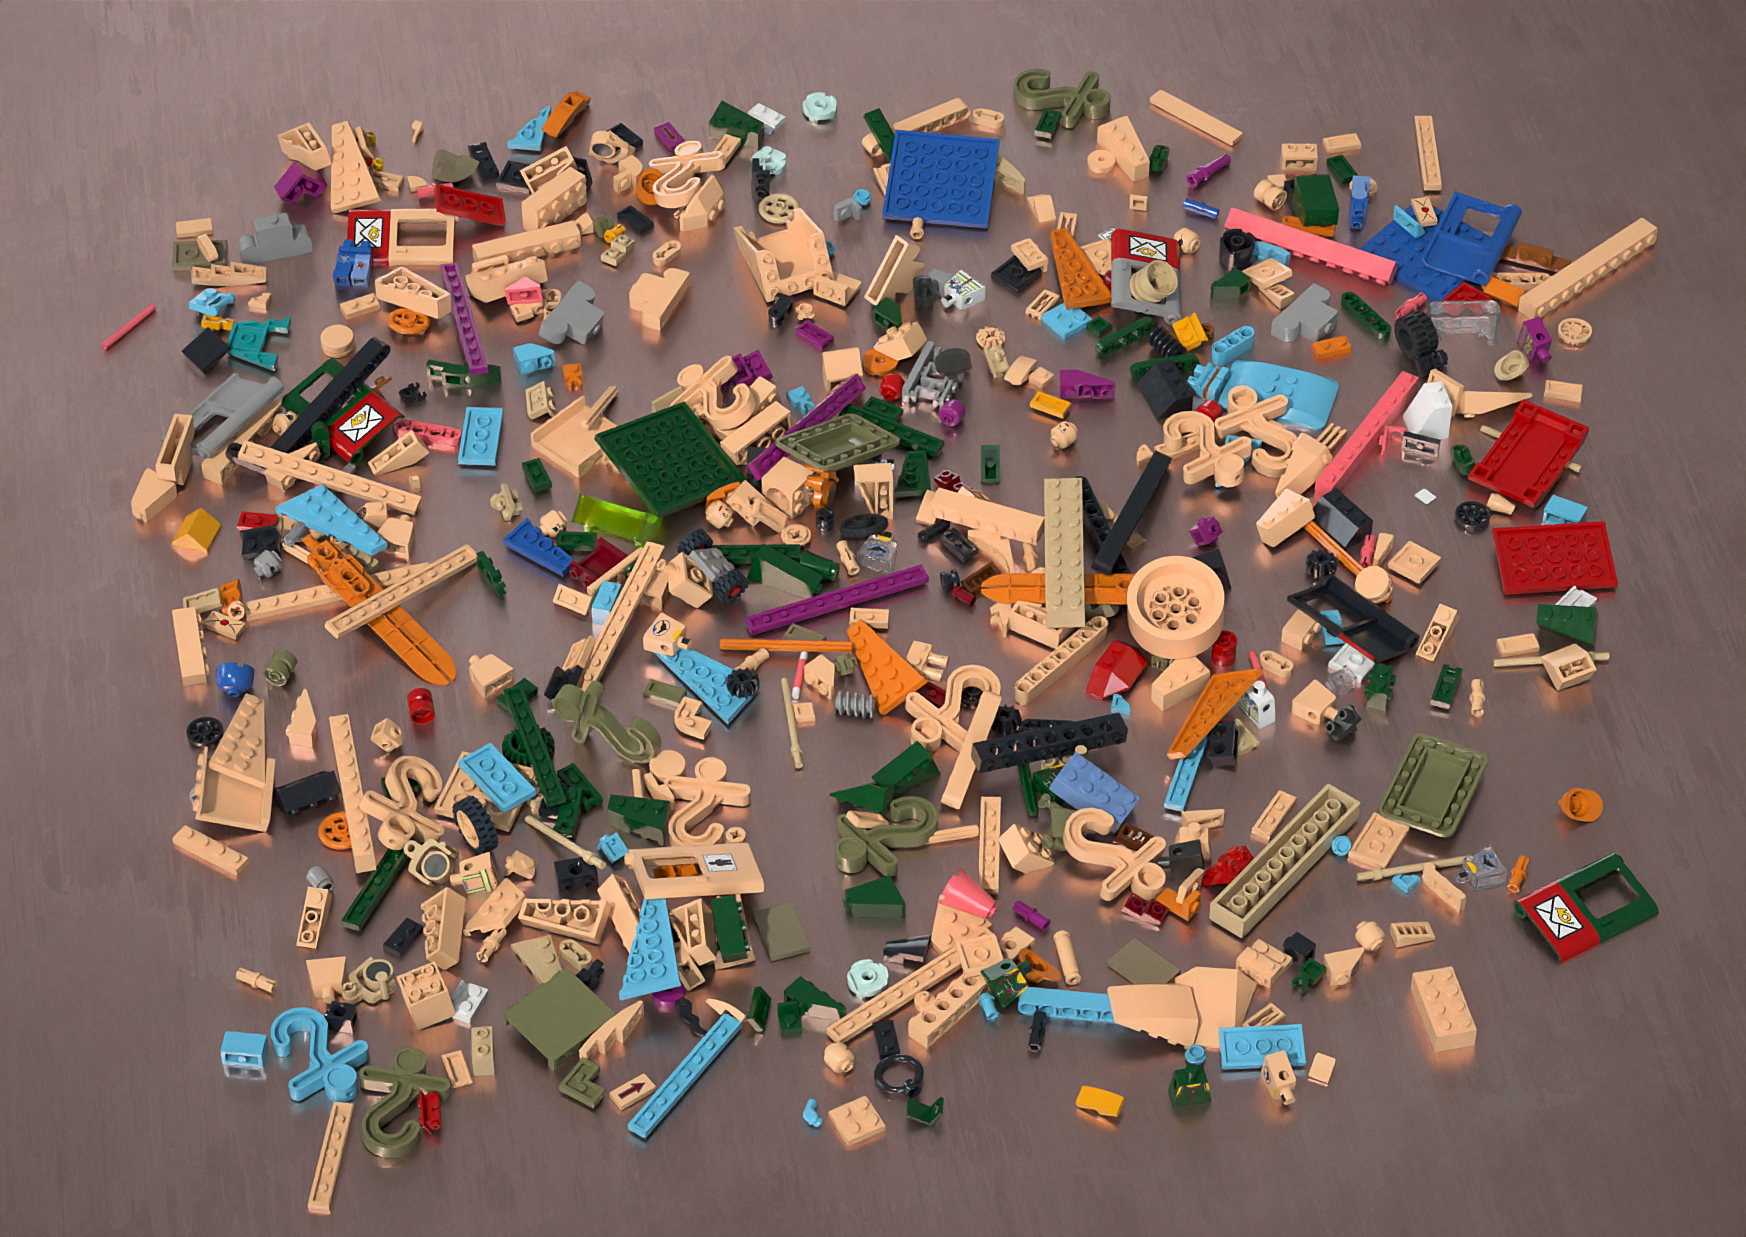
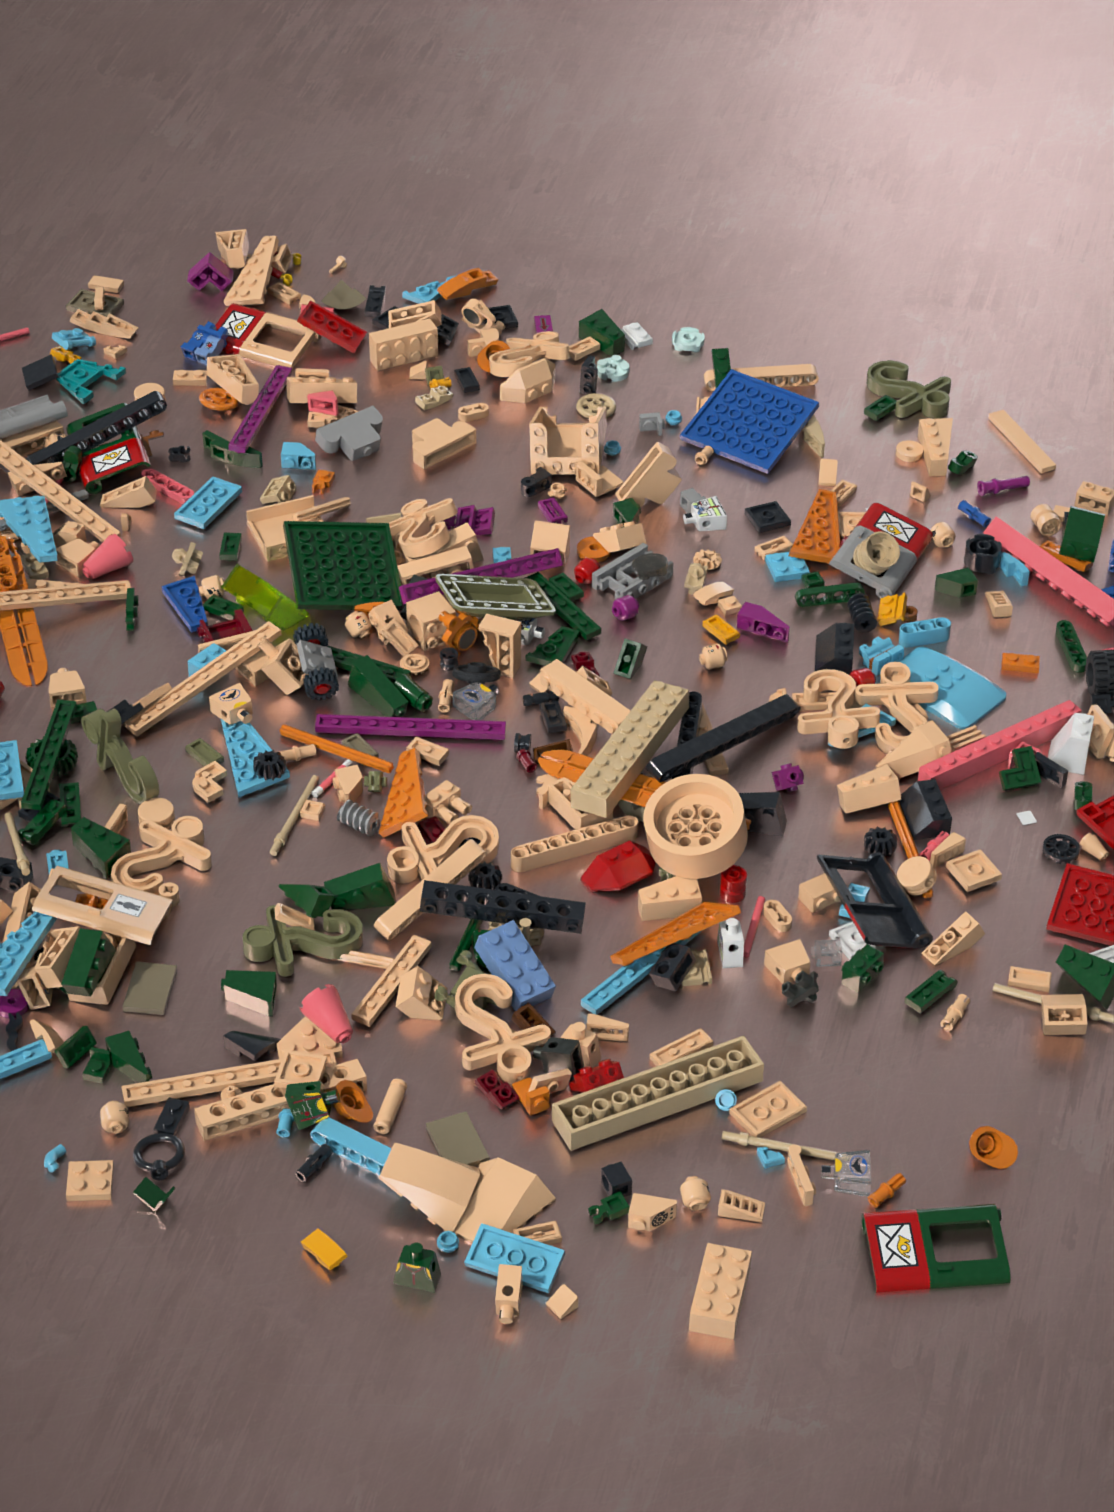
camera: 25 degrees right, 5 degrees down
(274, 240) = (156, 307): light grey brick -> none
(431, 527) = (107, 558): none -> coral cone
(530, 243) = (365, 371): light nougat brick -> none
(573, 599) = (181, 650): light nougat plate -> none
(658, 792) = (133, 831): light nougat slope -> none
(867, 988) = (194, 1046): light aqua plate -> none
(922, 292) = (668, 504): pearl dark grey hips -> none
(988, 118) = (831, 389): light nougat beam -> none
(1030, 255) = (787, 503): light nougat bracket -> none
(1031, 915) = (385, 1056): magenta axle -> none
(1120, 705) = (603, 901): medium azure tile -> none
(1189, 362) = (871, 628): dark green beam -> none
(1263, 963) = (574, 1181): light nougat plate -> none
(1268, 273) = (998, 583): light nougat plate -> none
(1306, 316) = (1013, 629): light grey brick -> none
(1403, 451) = (1024, 774): none -> dark green plate
(1433, 785) = (852, 1075): olive wedge -> none

